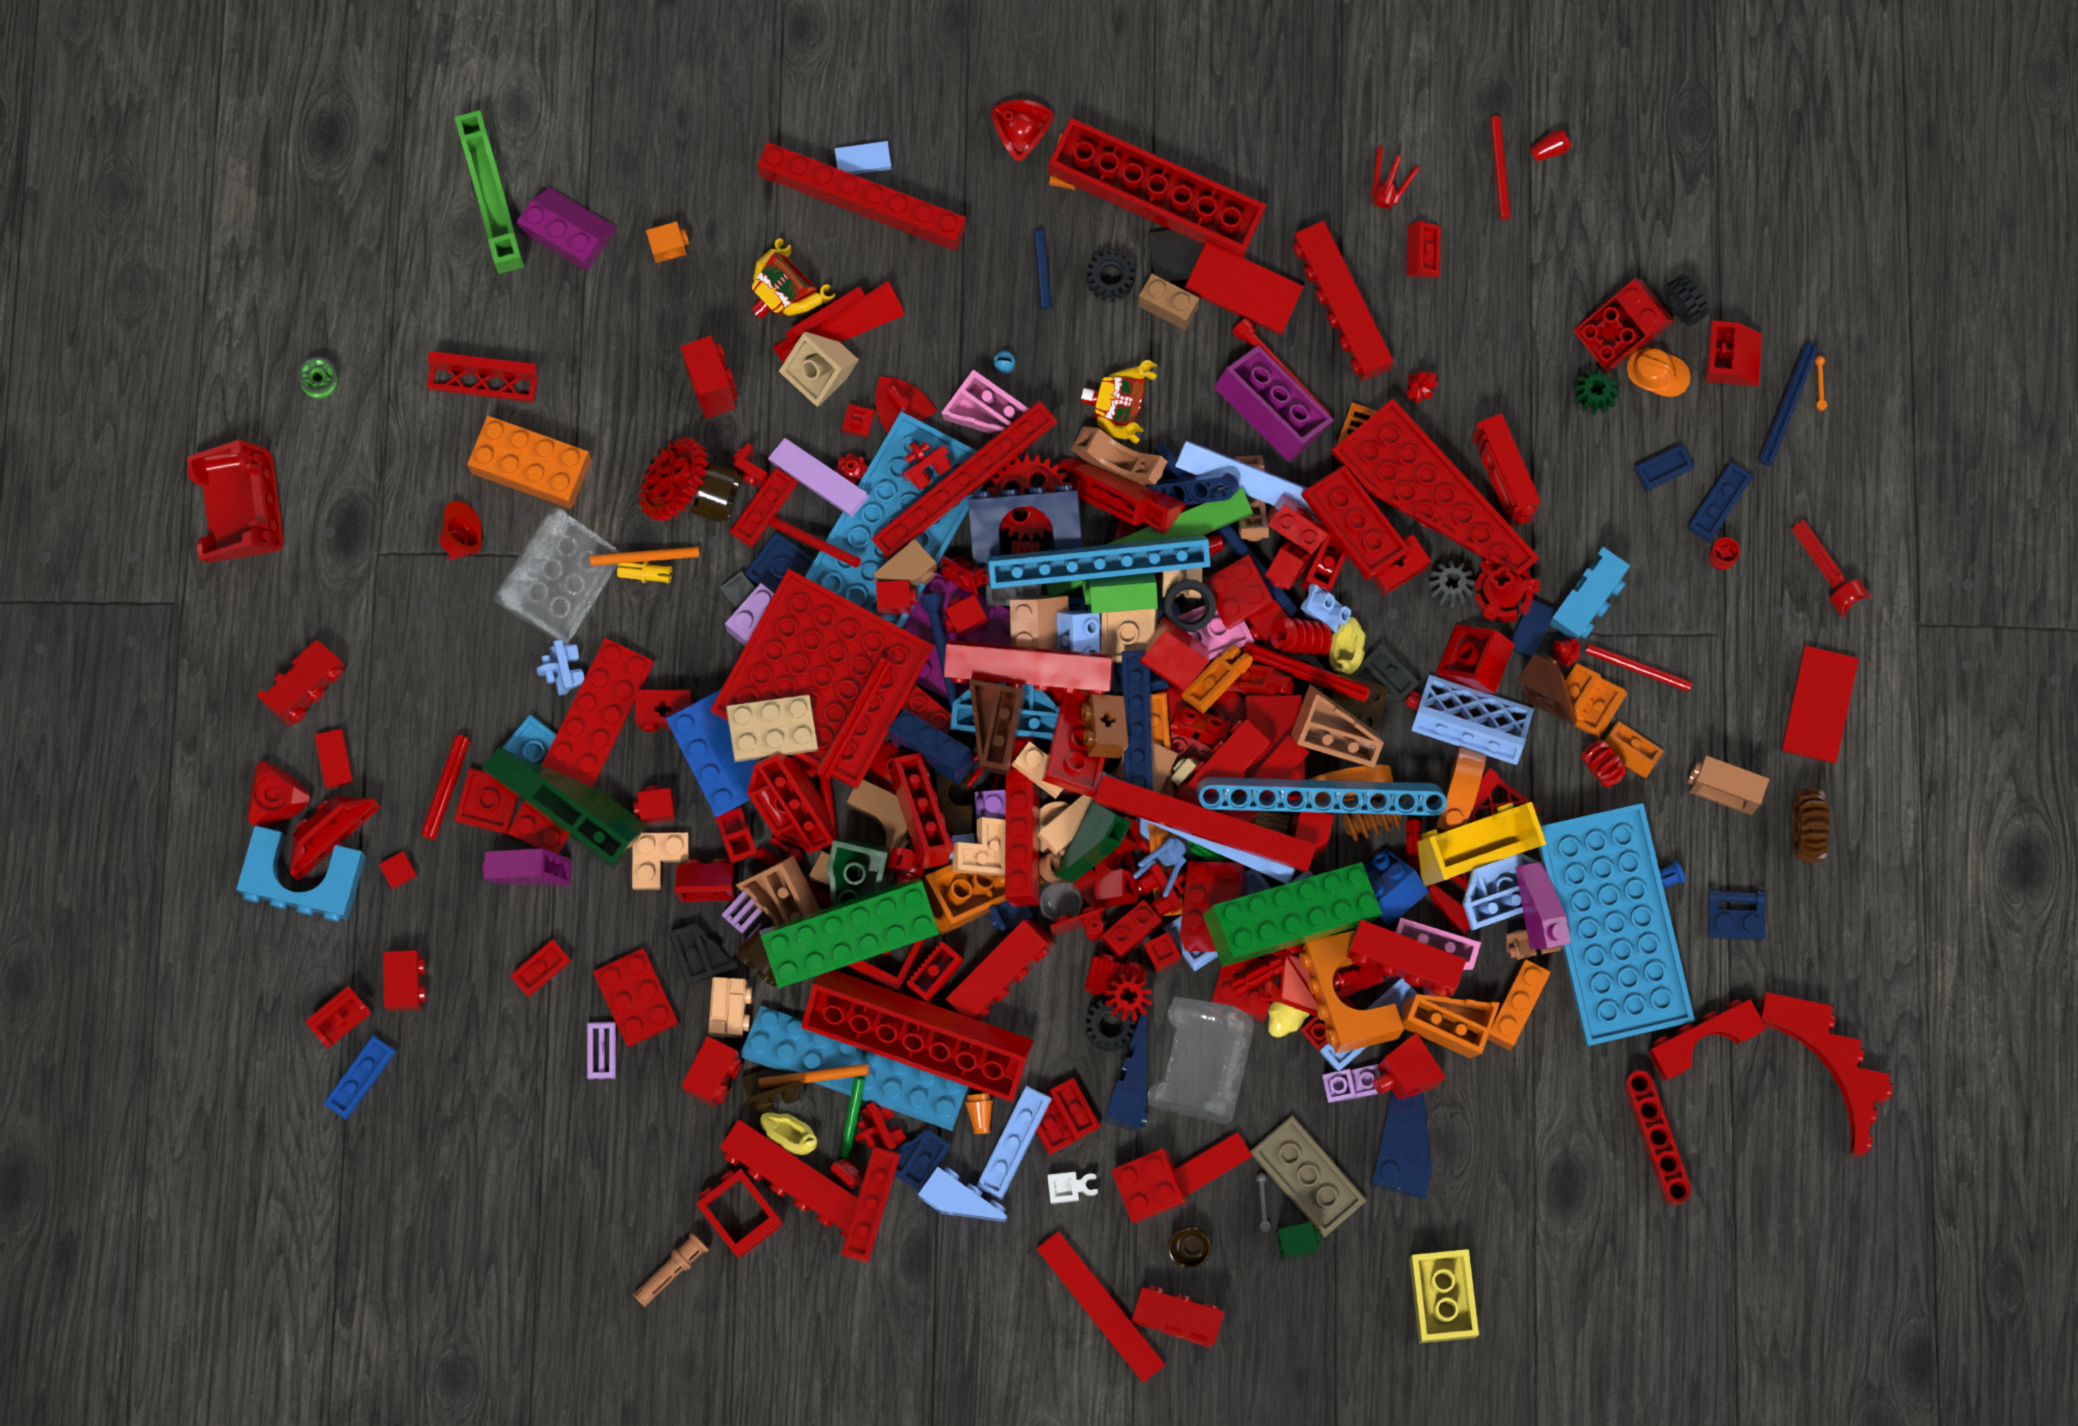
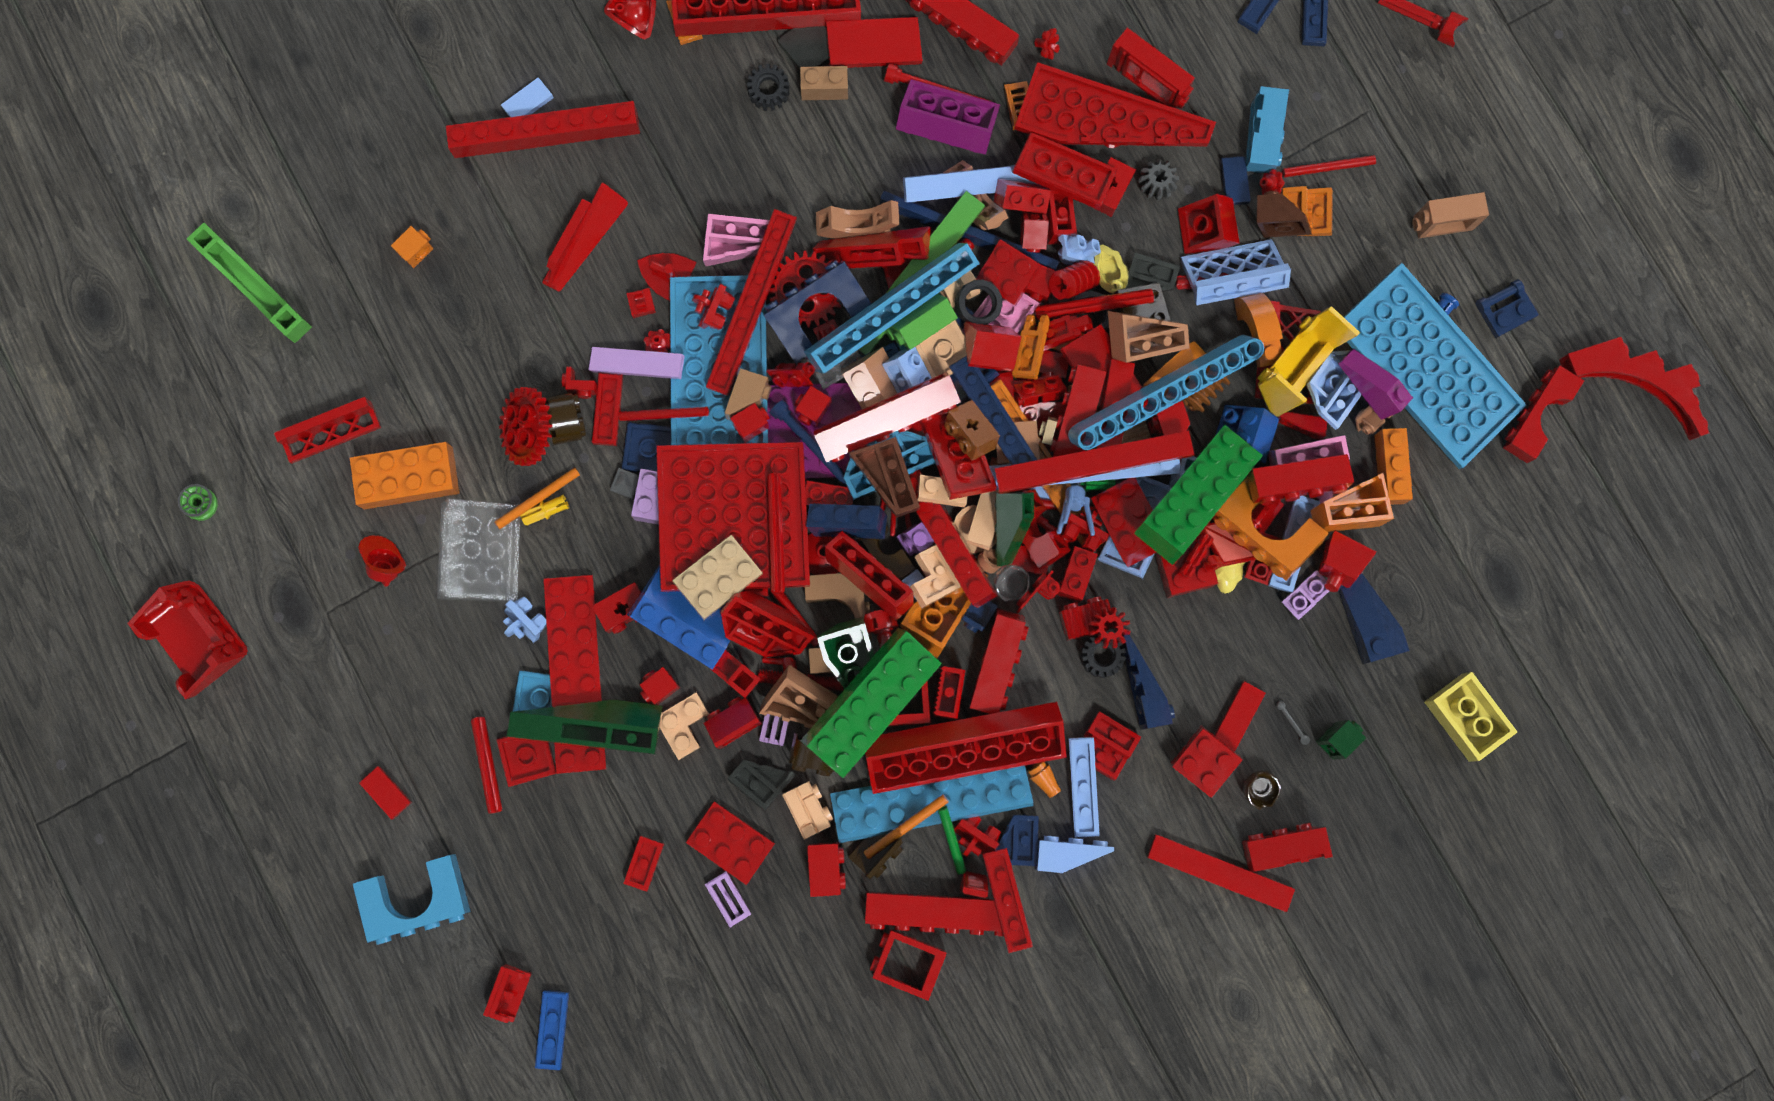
camera: 35 degrees left, 5 degrees up
(274, 796) = (355, 849): red hat -> none
(302, 683) = (325, 749): red wedge -> none
(328, 827) = (411, 854): red wedge -> none
(398, 870) = (487, 851): red tile -> none
(403, 980) = (542, 935): red brick -> none
(527, 867) = (587, 792): magenta slope -> none
(565, 228) = (326, 279): magenta slope -> none
(679, 1261) = (884, 1028): nougat pin -> none
(710, 376) = (506, 331): red brick -> none
(784, 286) = (523, 230): torso -> none
(789, 1133) = (910, 879): light yellow arm -> none
(818, 366) = (586, 278): tan slope -> none
(1004, 366) = (728, 200): dark azure hinge -> none
(1042, 269) = (714, 112): dark blue bar -> none
(1065, 1187) = (1142, 797): white plate -> none
(1120, 401) = (832, 177): torso -> none
(1162, 952) = (1111, 577): red panel -> none
(1191, 493) = (928, 215): dark blue beam -> none
(1204, 1060) = (1188, 643): clear windscreen -> none
(1308, 1176) = (1314, 684): dark tan tile -> none
(1413, 828) = (1244, 389): red axle -> none
(1506, 595) = (1201, 162): red piece -> none
(1603, 763) = (1350, 250): red gear -> none
(1633, 749) = (1360, 230): orange slope -> none
(1660, 1124) = (1562, 508): red beam -> none
(1726, 548) = (1346, 42): red wheel -> none
(1810, 825) = (1526, 211): reddish brown gear -> none
(1820, 704) = (1474, 120): red tile -> none

